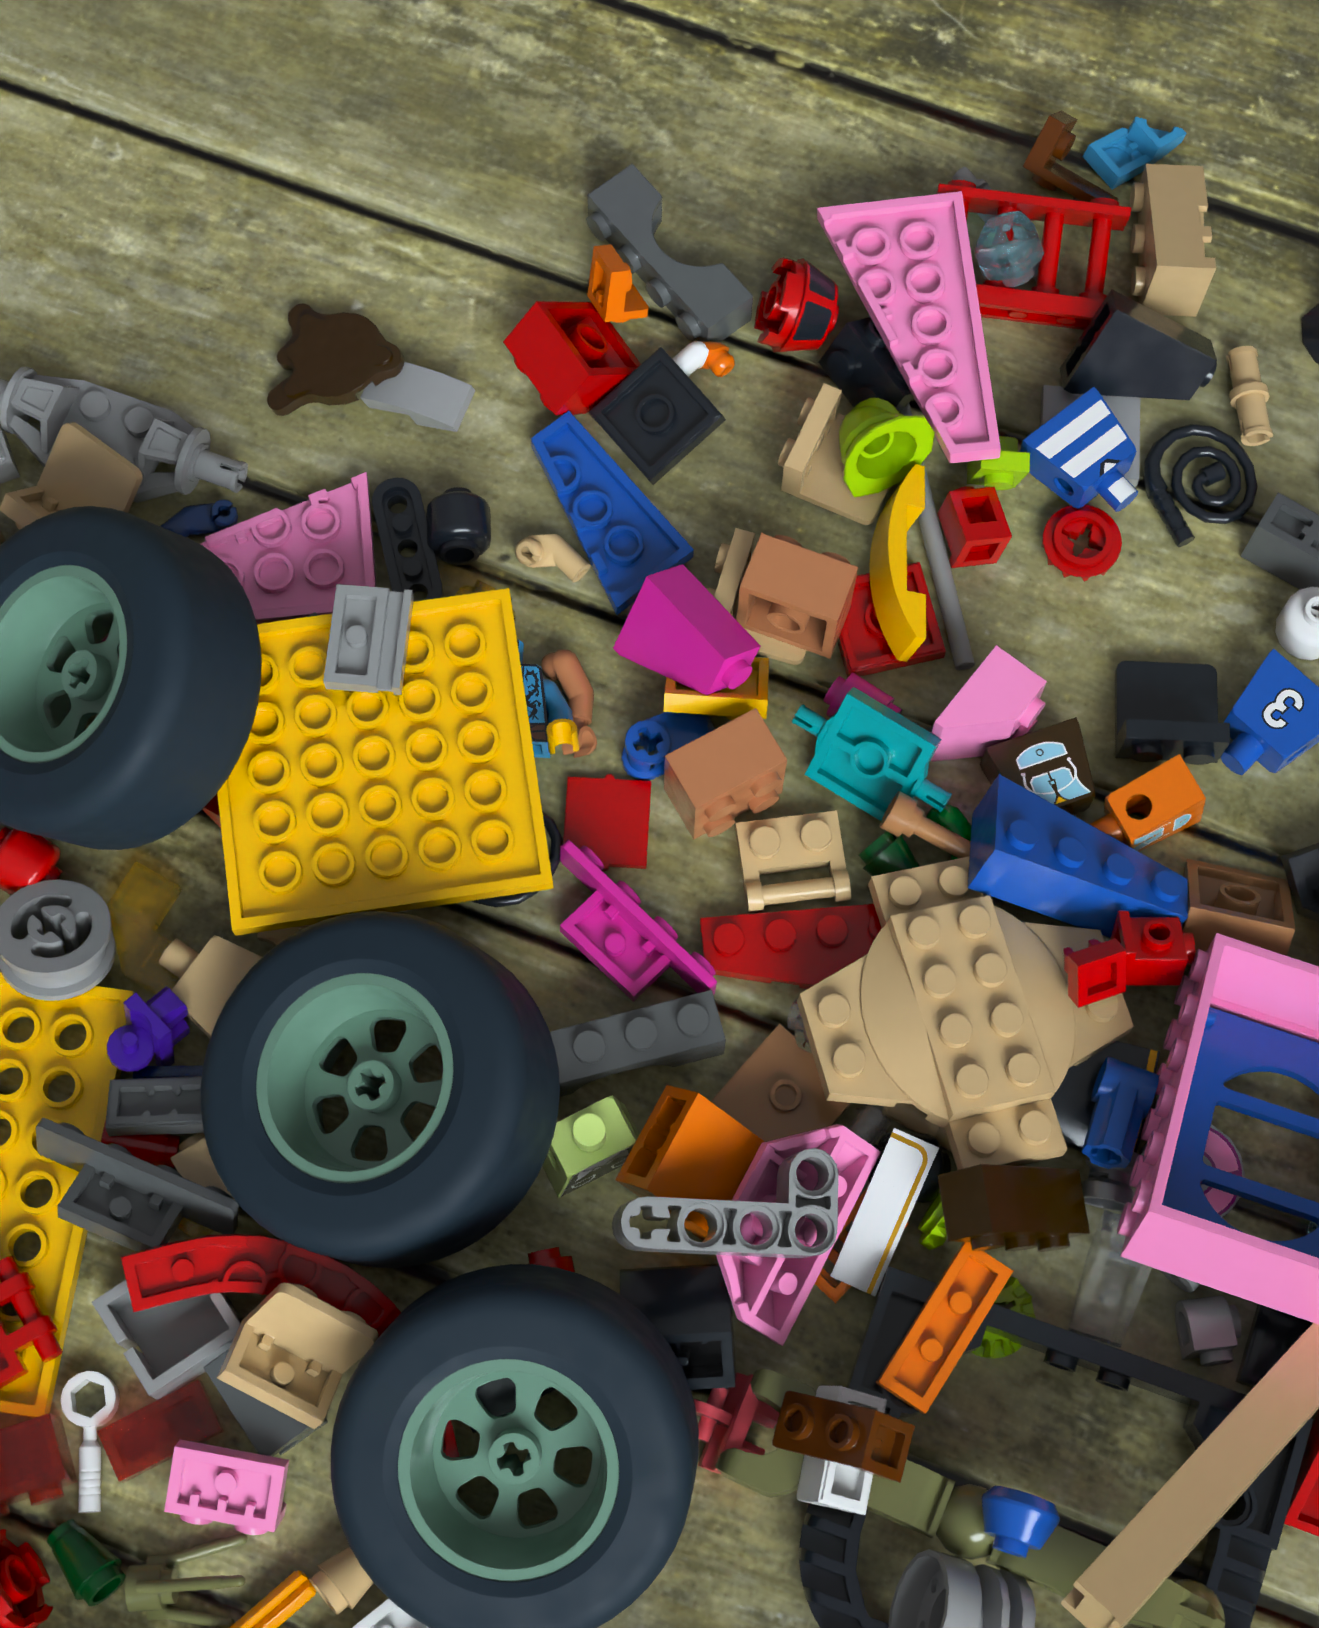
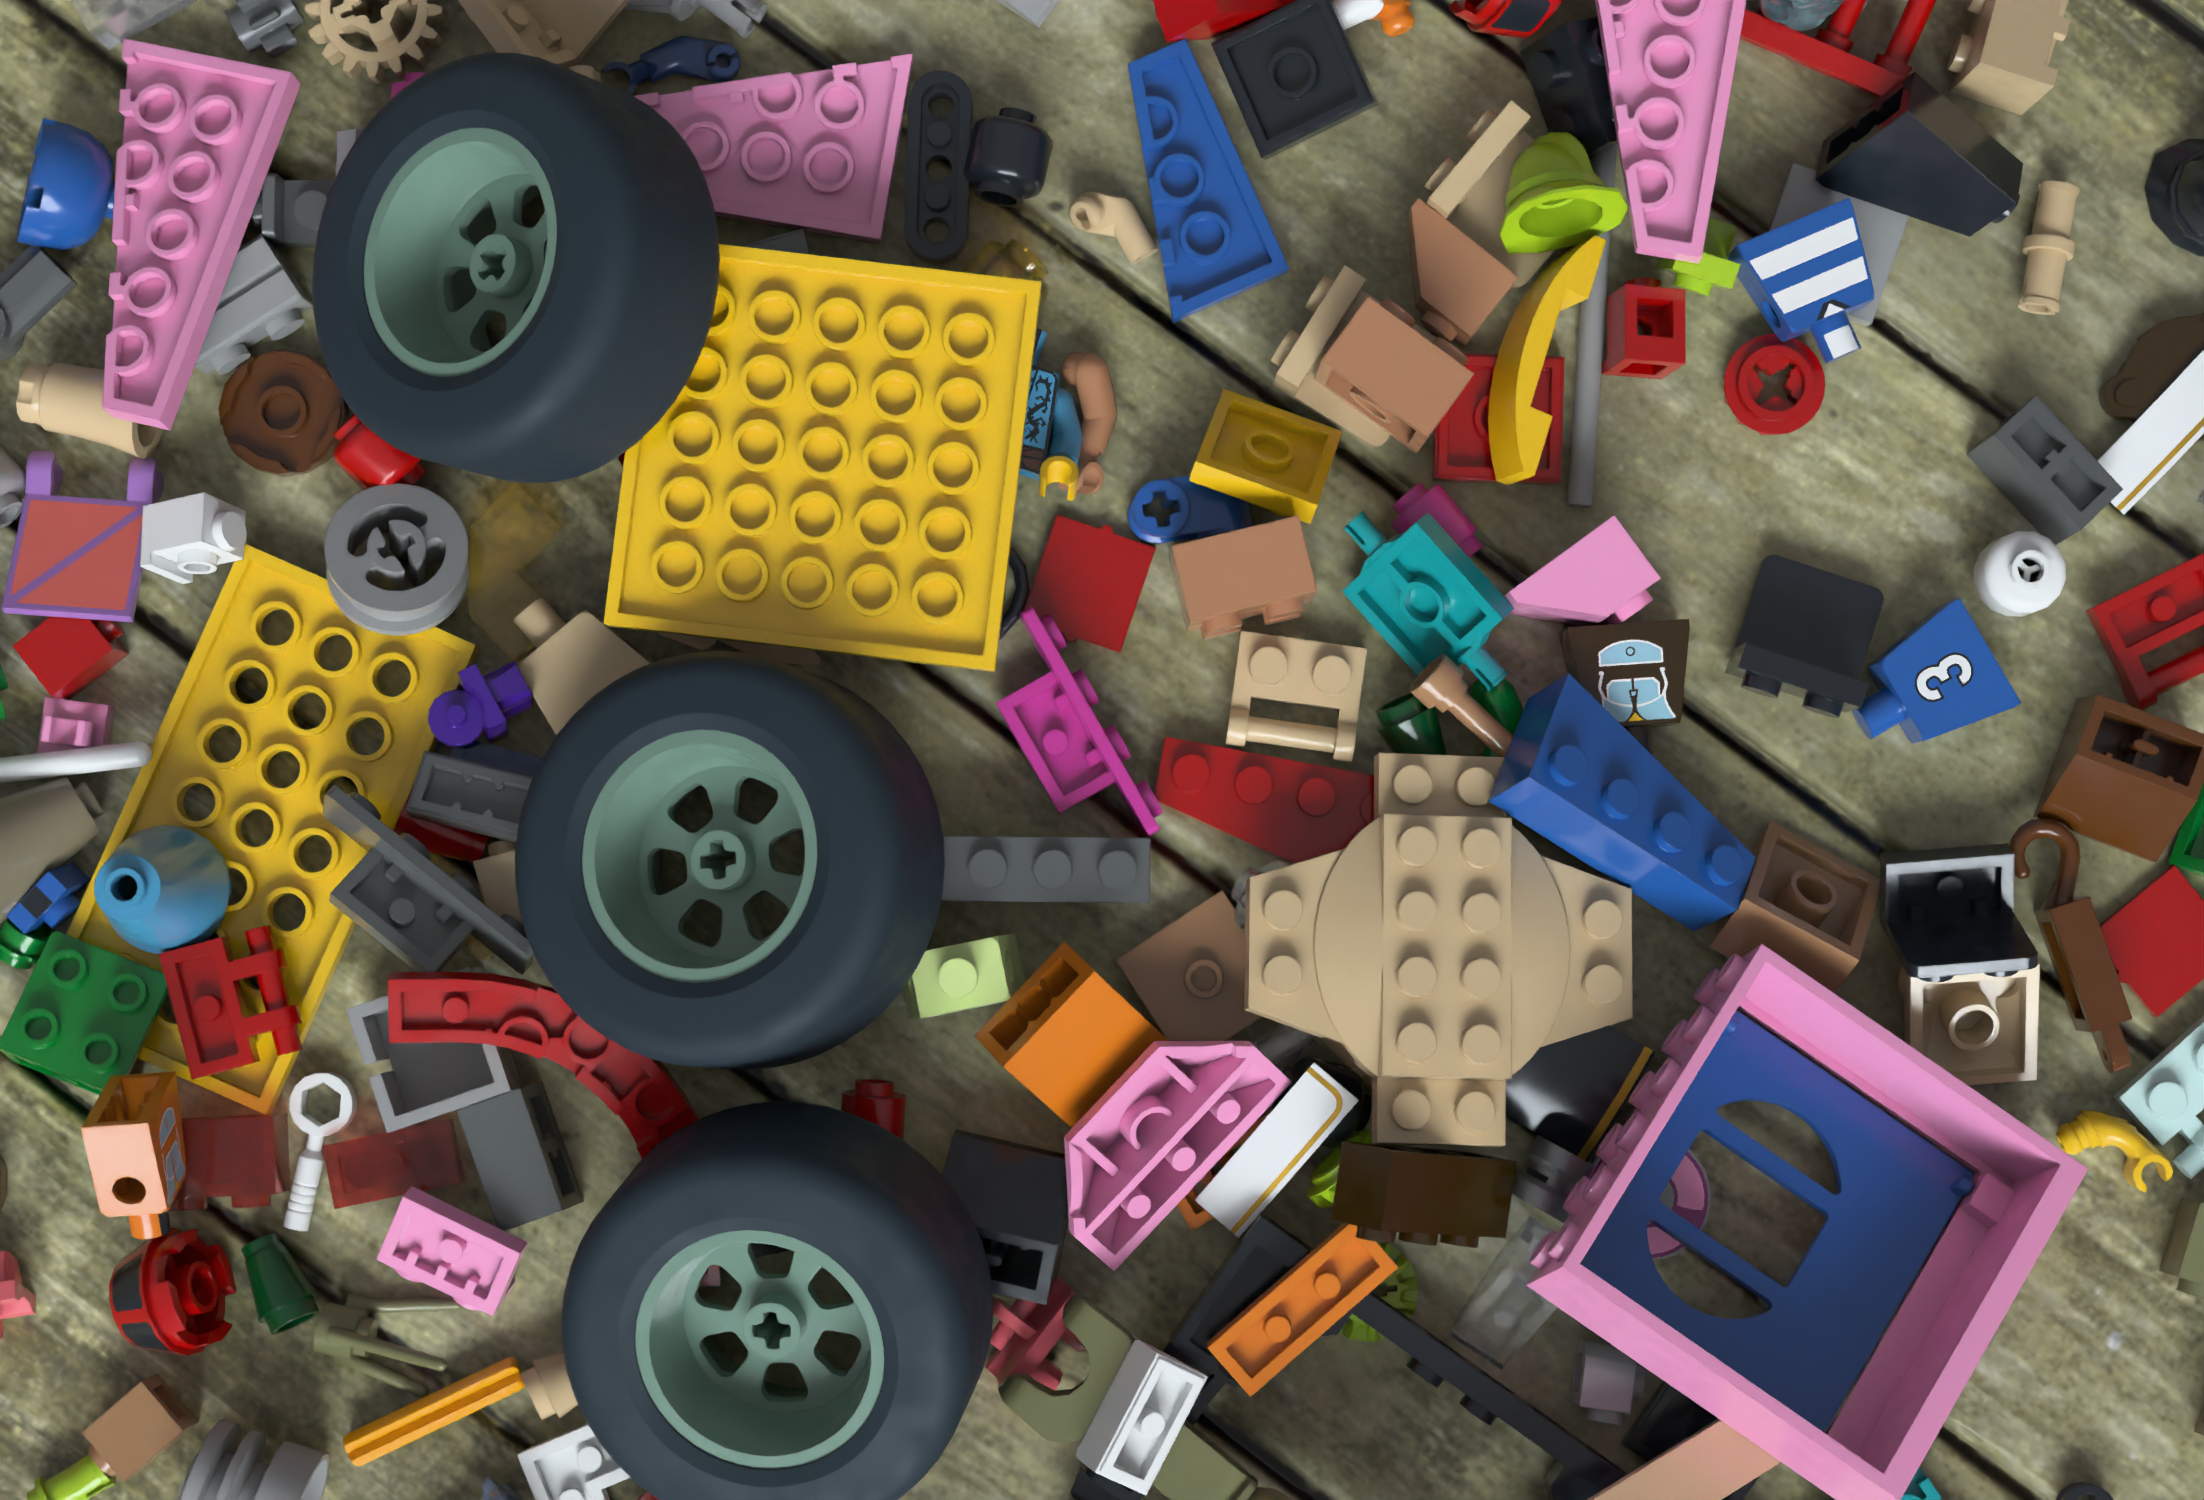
camera: 15 degrees right, 15 degrees up
(295, 1352) = (558, 1136): tan bracket -> none
(368, 639) = (852, 307): light grey plate -> none
(686, 634) = (1245, 391): dark pink slope -> none
(726, 1215) = (1088, 1122): light grey beam -> none
(817, 517) = (1452, 276): none -> nougat slope
(843, 1434) = (1144, 1408): reddish brown bracket -> none
(1095, 971) = (1604, 949): red tile -> none
(1122, 1101) = (1589, 1100): blue piece -> none
(1154, 948) = (1662, 938): red brick -> none
(1163, 795) = (1765, 748): orange torso -> none
(1208, 475) = (1962, 338): black piece -> none

